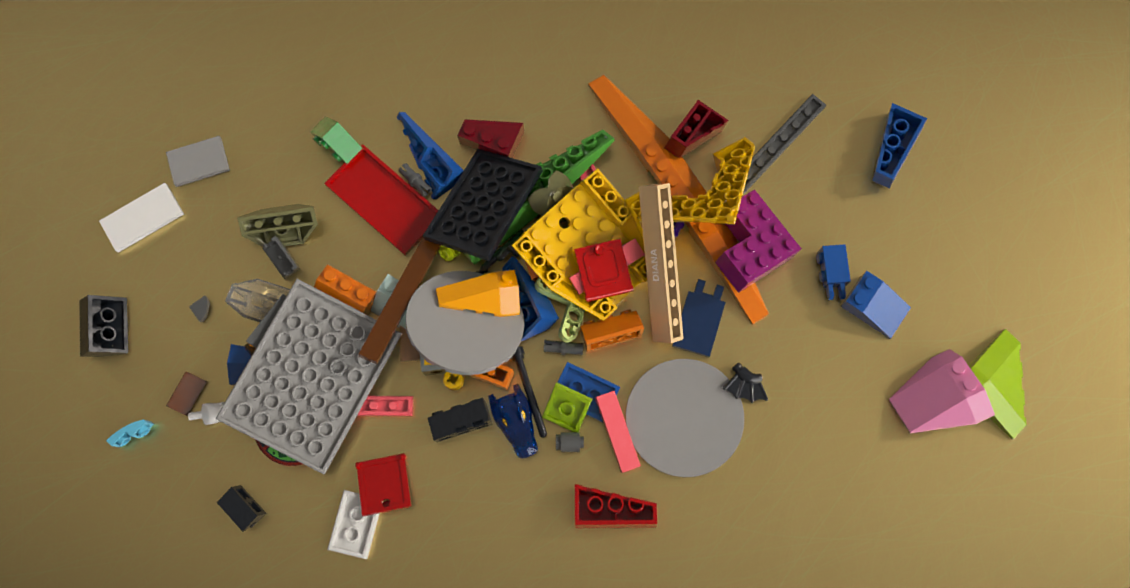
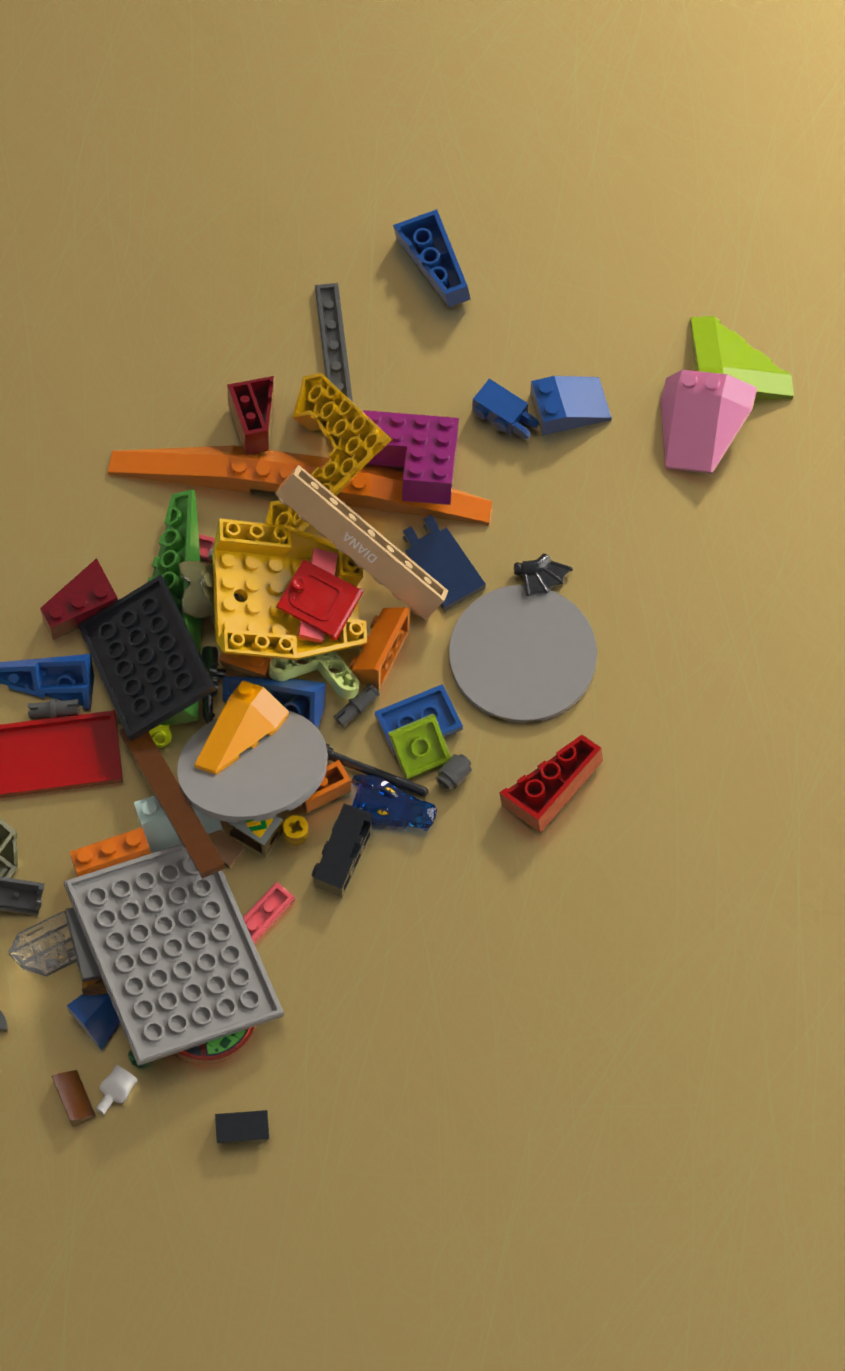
camera: 55 degrees left, 10 degrees down
(136, 429) = (65, 1174): medium azure slope -> none
(351, 530) = (355, 1033): white tile -> none
(383, 480) = (336, 972): red container -> none
(617, 431) = (483, 720): coral tile -> none

